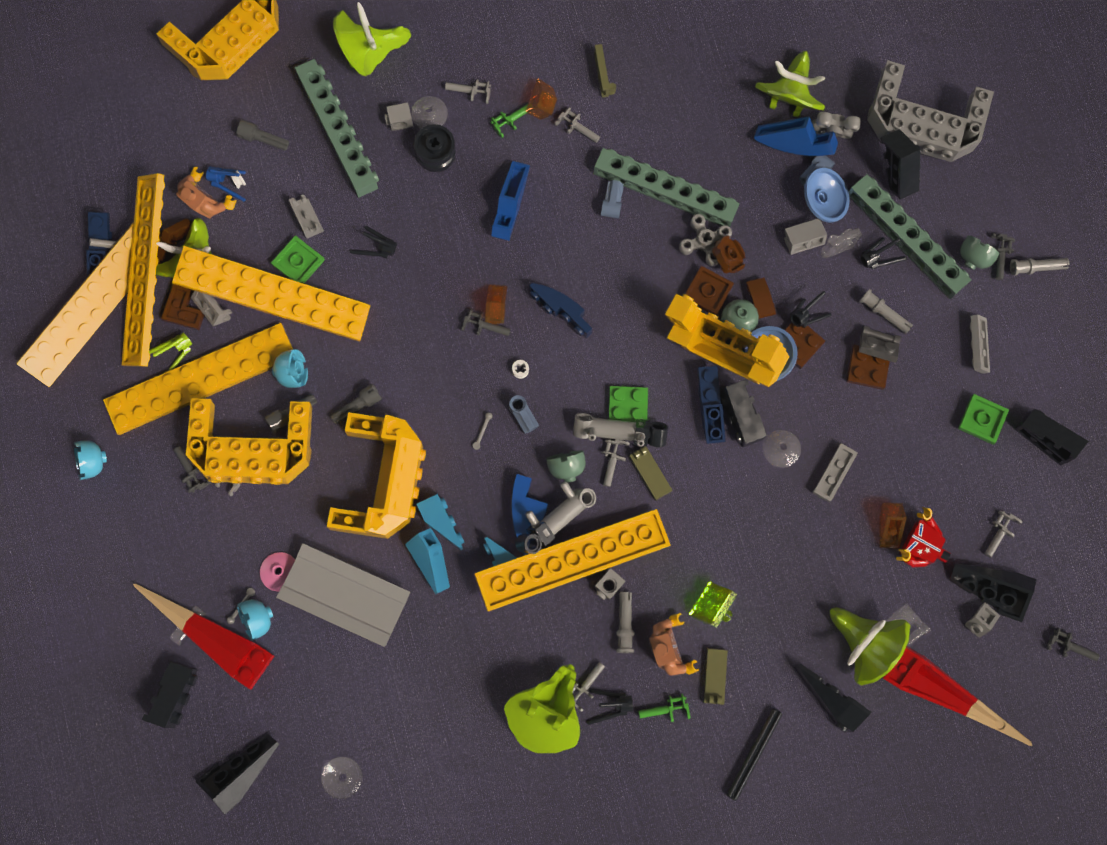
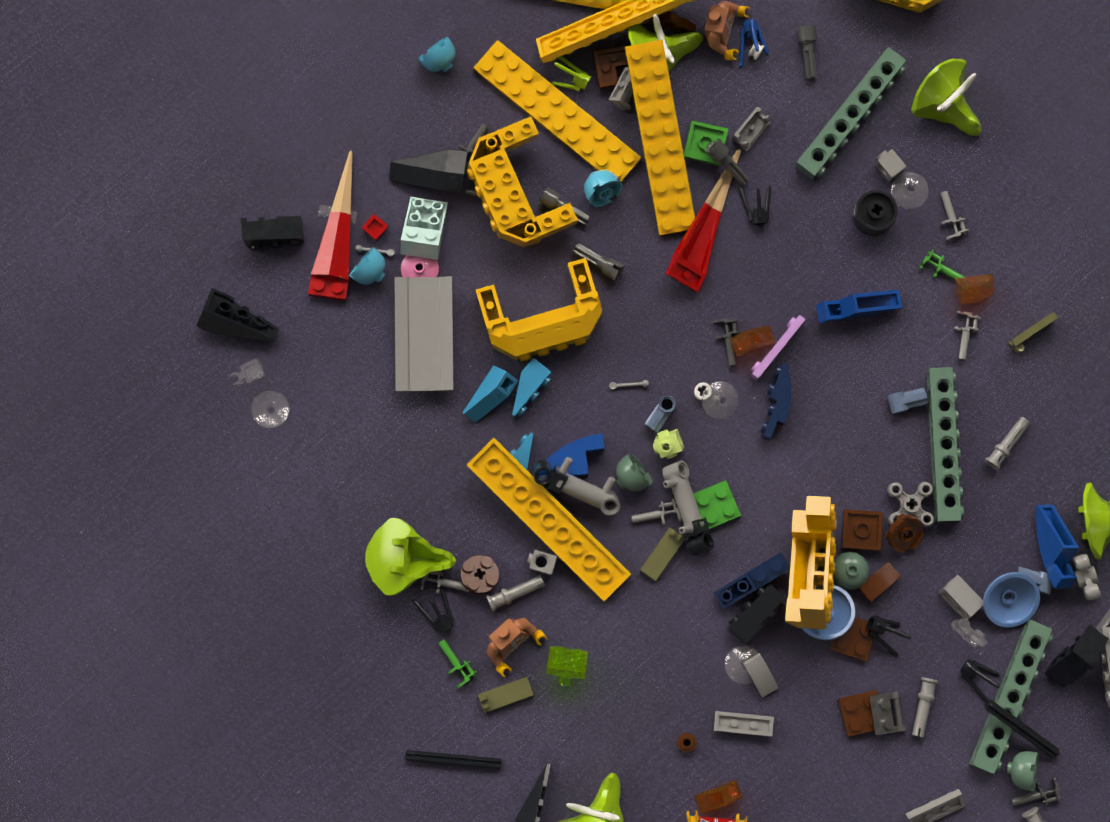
camera: 70 degrees right, 5 degrees up
(195, 511) = (435, 170): none -> black wedge
(218, 595) = (375, 227): none -> red plate
(243, 549) = (423, 228): none -> light aqua slope
(296, 780) = (250, 372): none -> clear plate
(314, 251) = (720, 153): none -> dark grey piece
(391, 317) = (693, 253): none -> red plate
(523, 307) = (793, 325): none -> lavender plate
(530, 362) = (712, 396): none -> clear dish
(554, 420) = (672, 439): none -> yellowish green brick
(583, 653) = (485, 565): none -> plate
(692, 142) = (1003, 449): none -> light grey pin
(799, 437) = (760, 675): none -> light grey slope
(824, 531) = (682, 737): none -> reddish brown plate
(942, 238) = (1022, 729): none -> black axle

